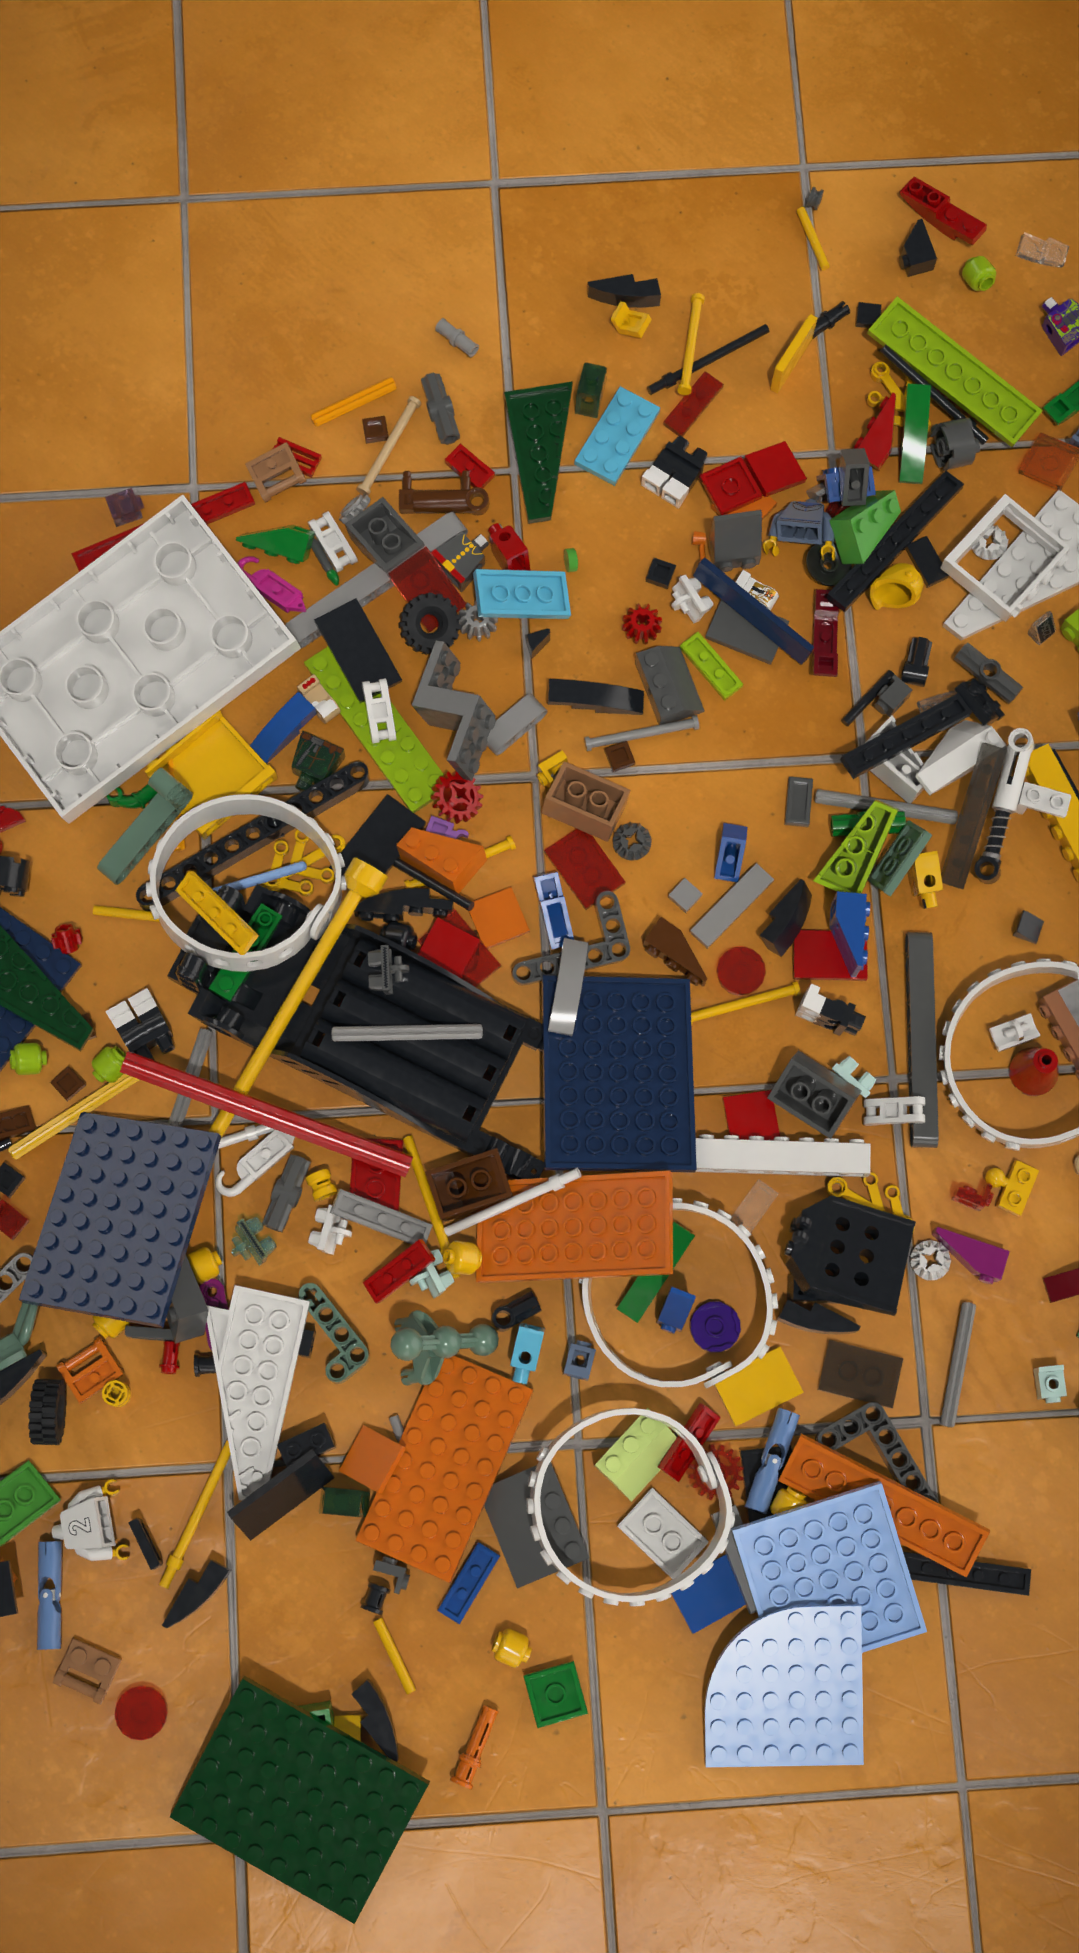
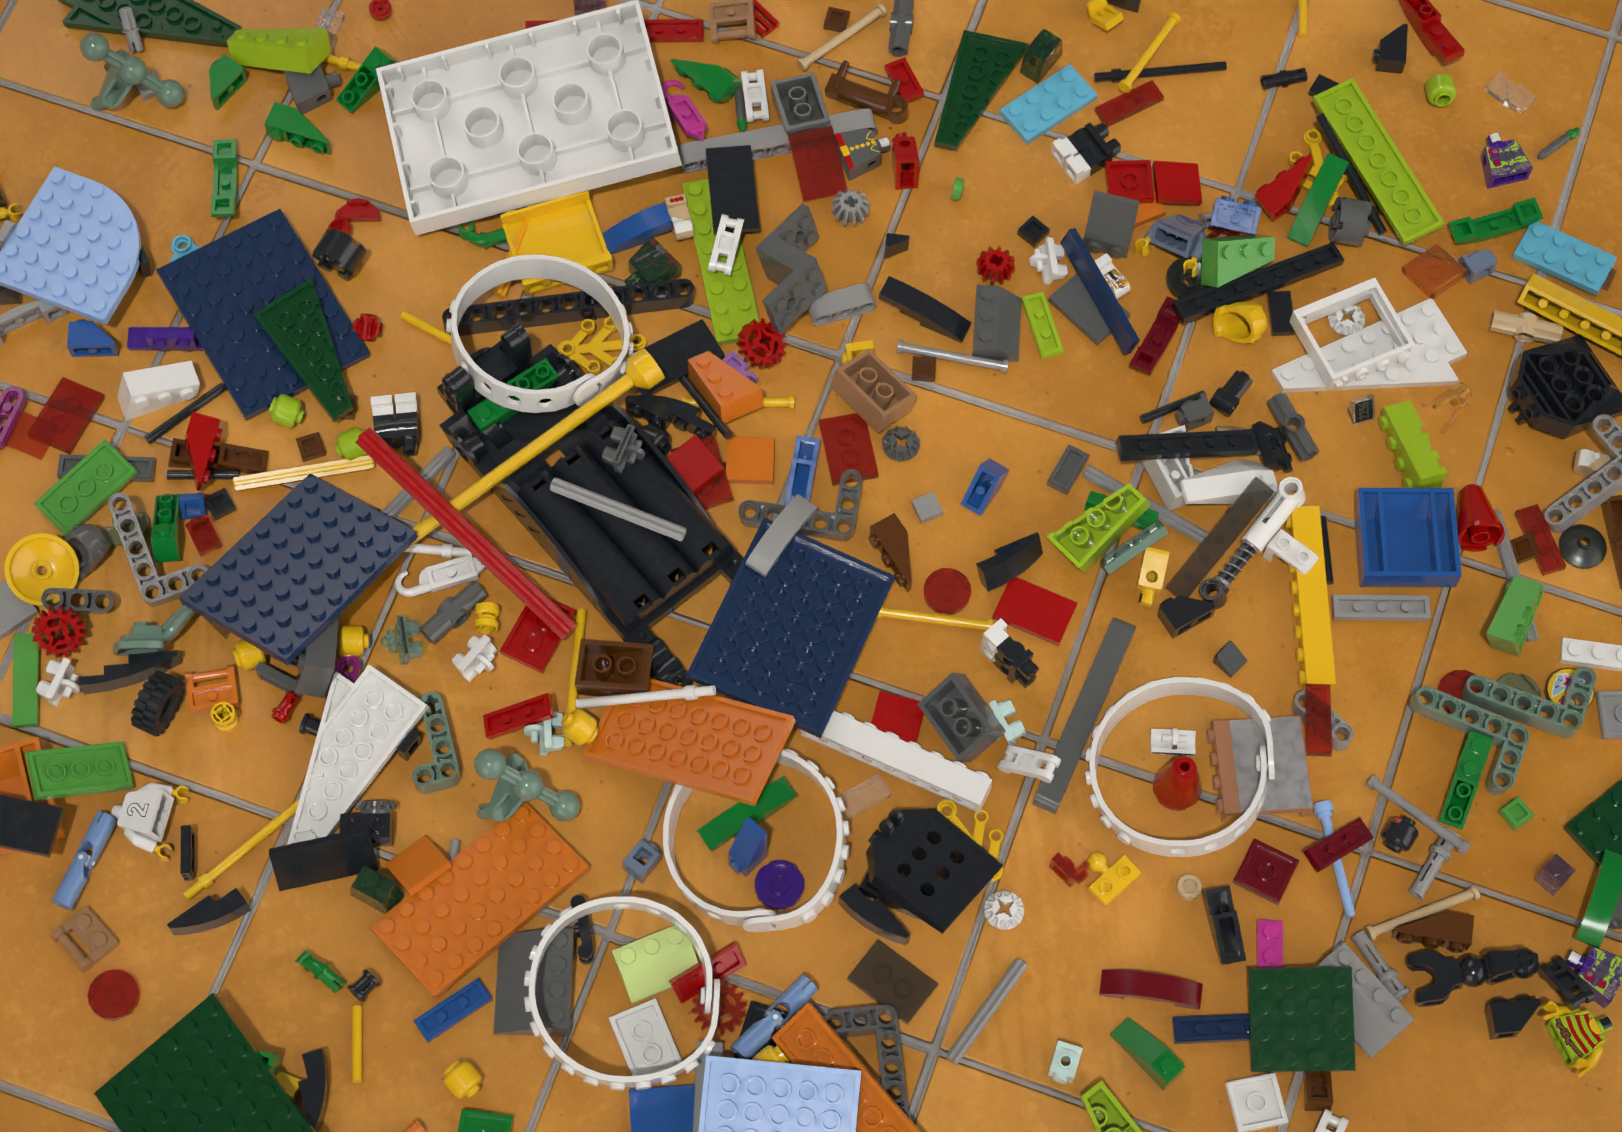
camera: 25 degrees right, 10 degrees down
(147, 827) = (452, 276): sand green beam -> none
(217, 912) = (500, 342): yellow tile -> none
(267, 876) = (557, 343): light blue piece -> none
(305, 1420) = (375, 806): none -> dark grey gear
(329, 1603) = (320, 970): none -> green piece
(354, 508) = (787, 72): light grey gear -> none
(379, 1218) = (523, 664): light grey tile -> none
(390, 1567) = (389, 964): dark grey bracket -> none
(429, 605) = (811, 175): black tyre -> none
(517, 1310) = (608, 795): black piece -> none
(521, 594) = (898, 198): medium azure plate -> none
(528, 1340) = (601, 820): medium azure torso -> none
(543, 1433) = (582, 931): none -> black plate
(699, 538) = (1082, 216): orange hand -> none
(732, 905) = (965, 533): light grey tile -> none
(759, 1387) = (793, 953): yellow tile -> none
(793, 353) = (1237, 92): yellow tile -> none
(848, 928) = (1062, 582): blue slope -> none
(853, 476) = (1239, 208): dark grey slope -> none
(968, 901) = (1183, 614): none -> black slope
(976, 1256) = (1049, 924): magenta slope -> none

